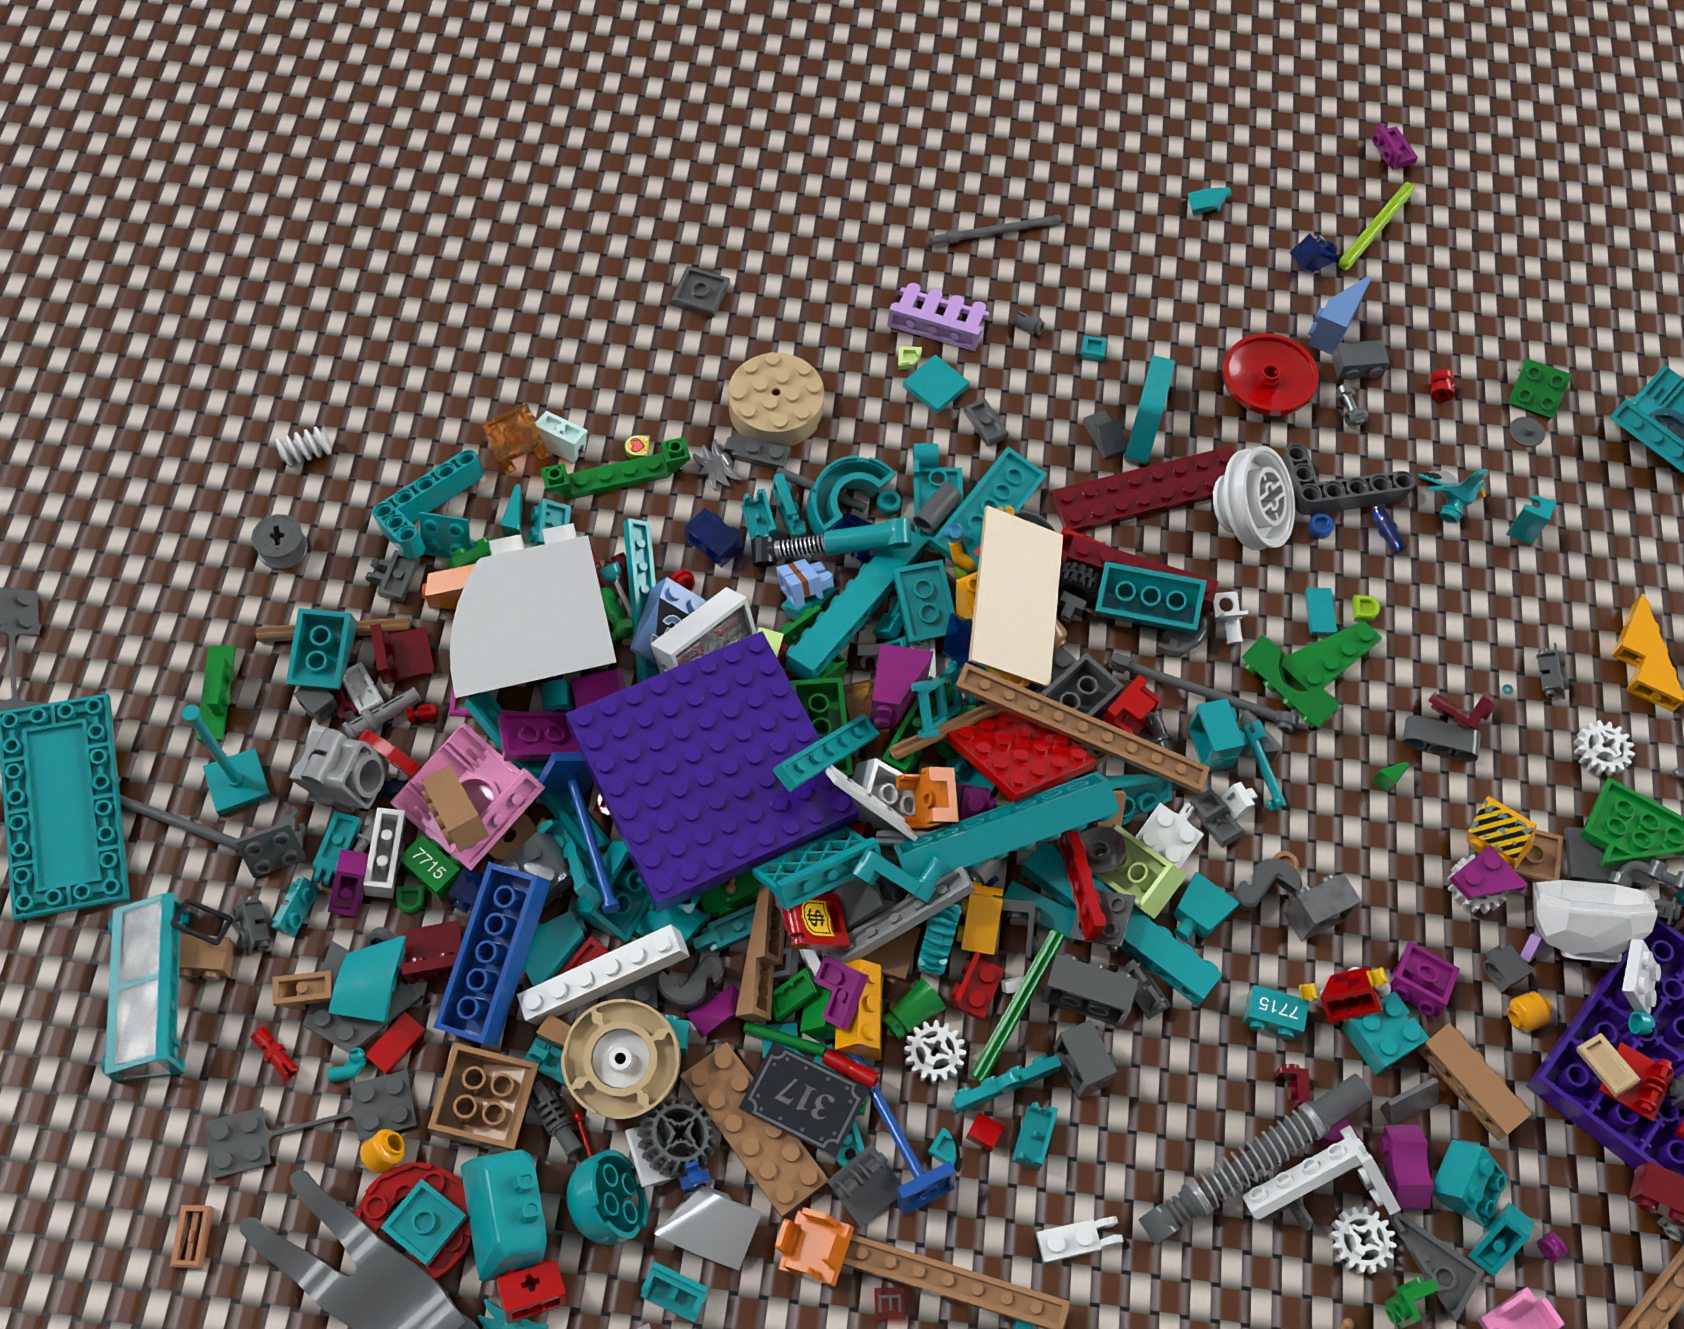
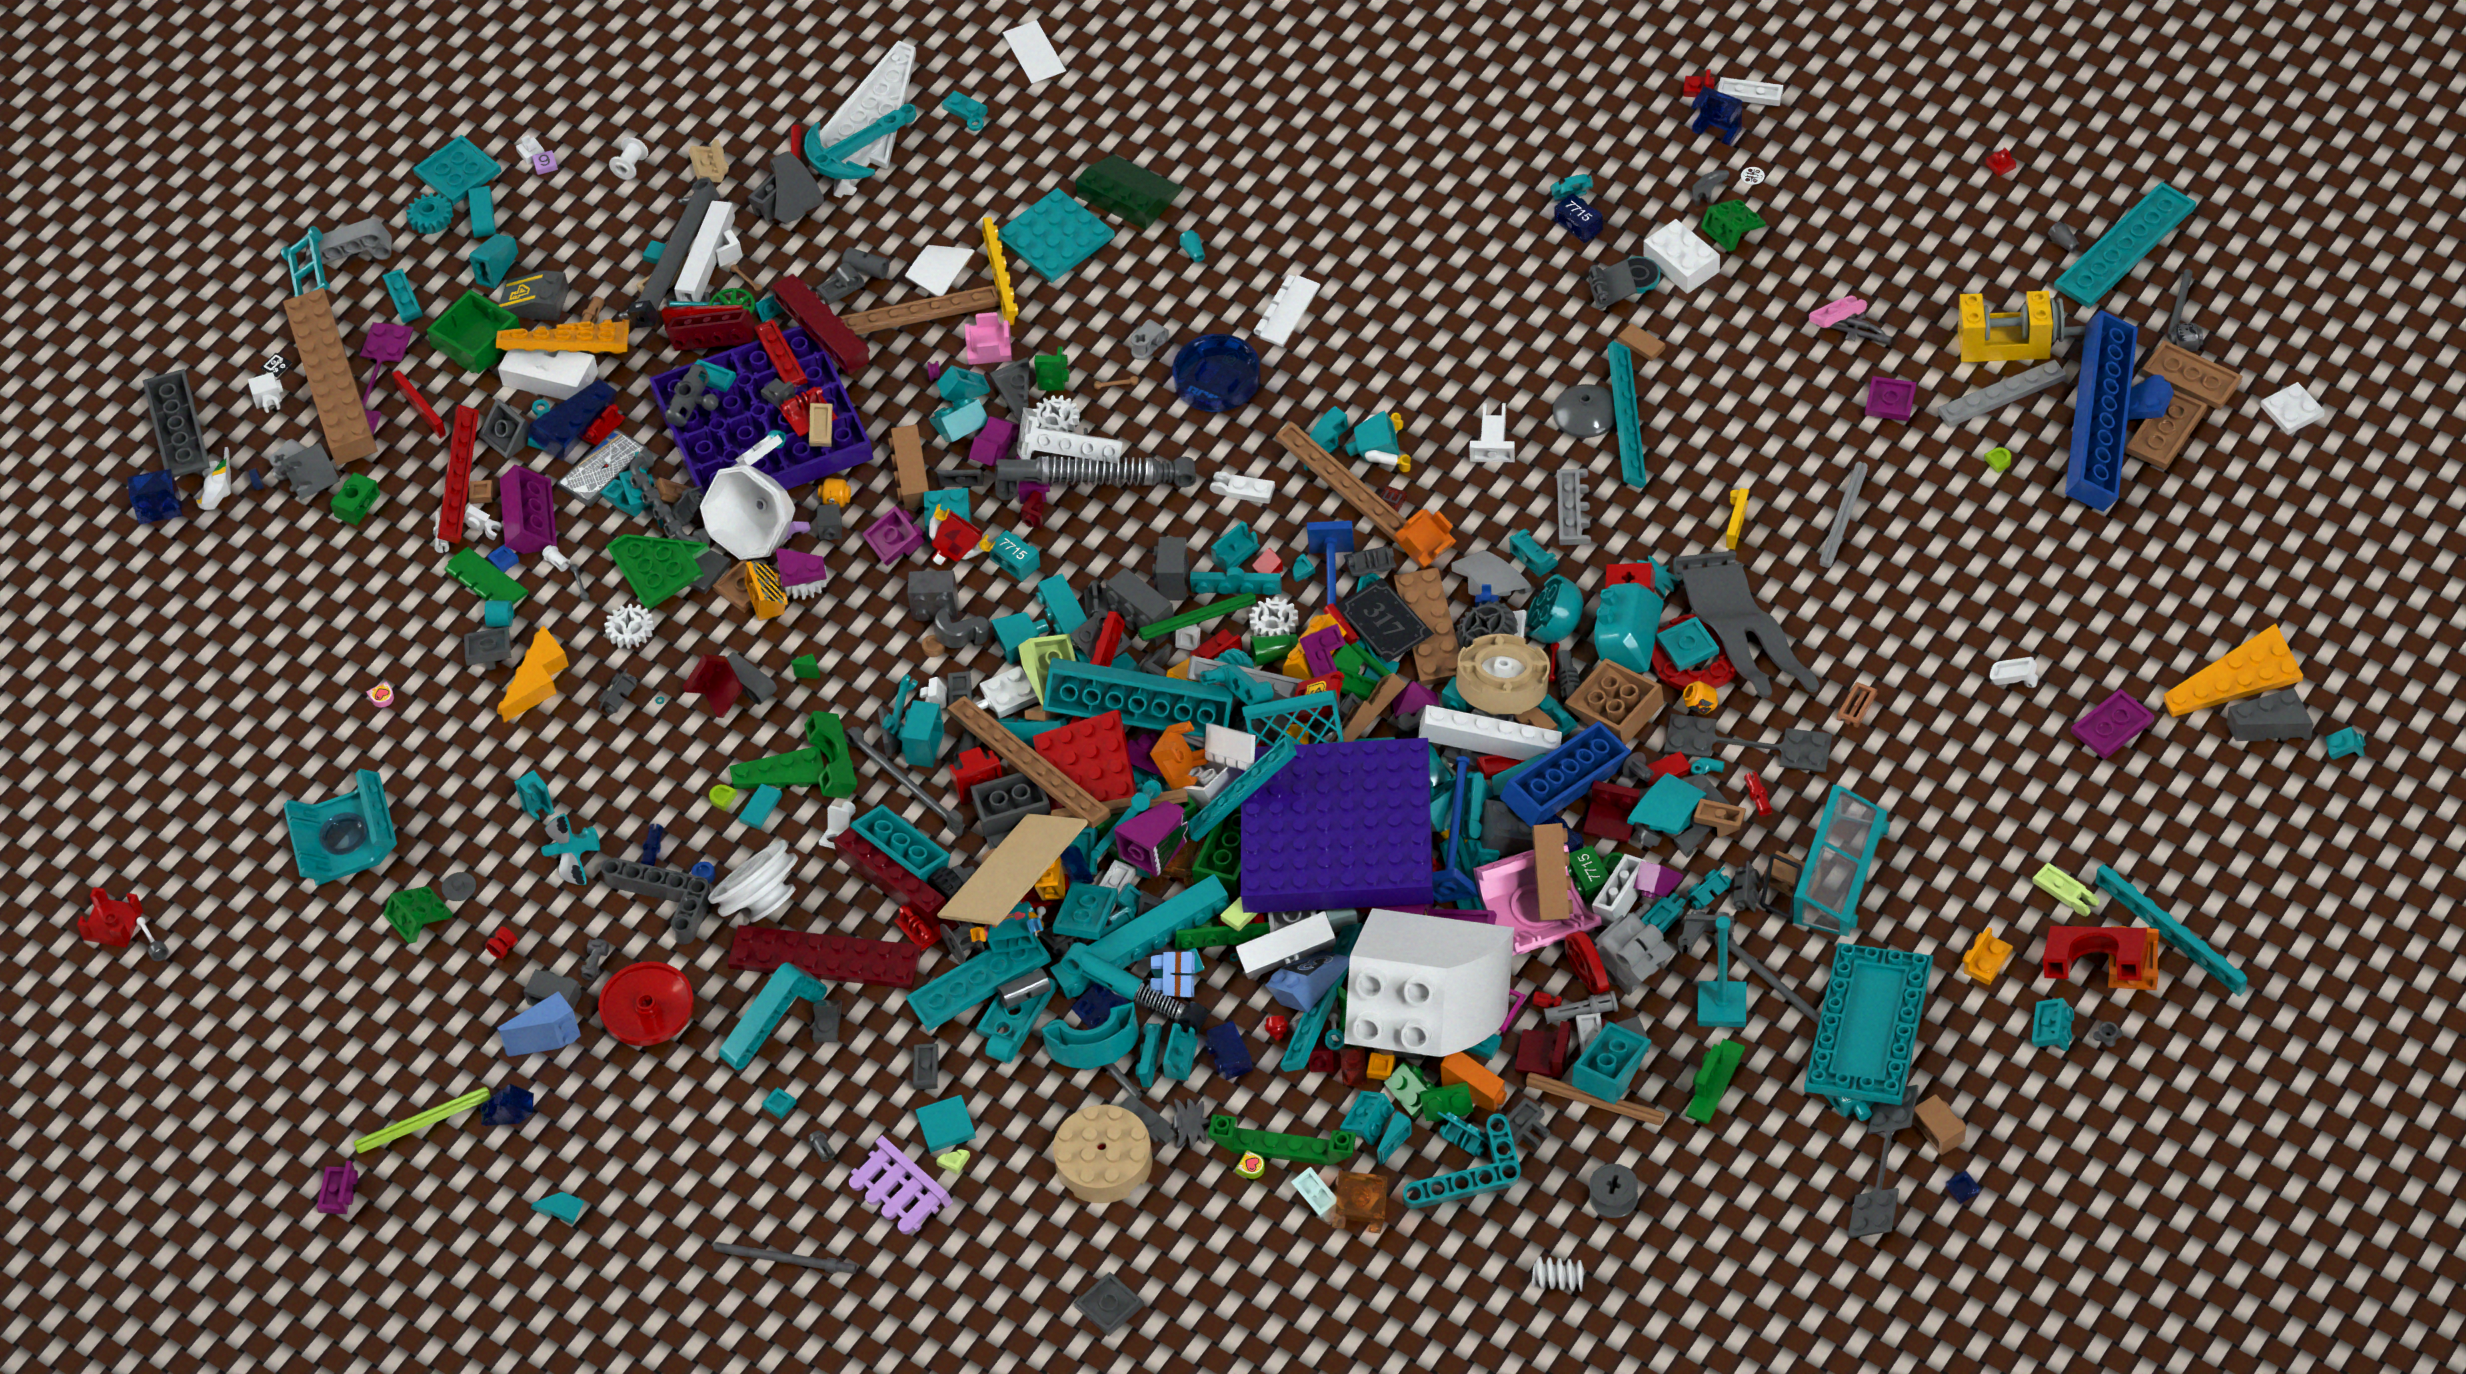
camera: 145 degrees left, 10 degrees down
(426, 1023) = (1636, 766): none -> flat silver piece

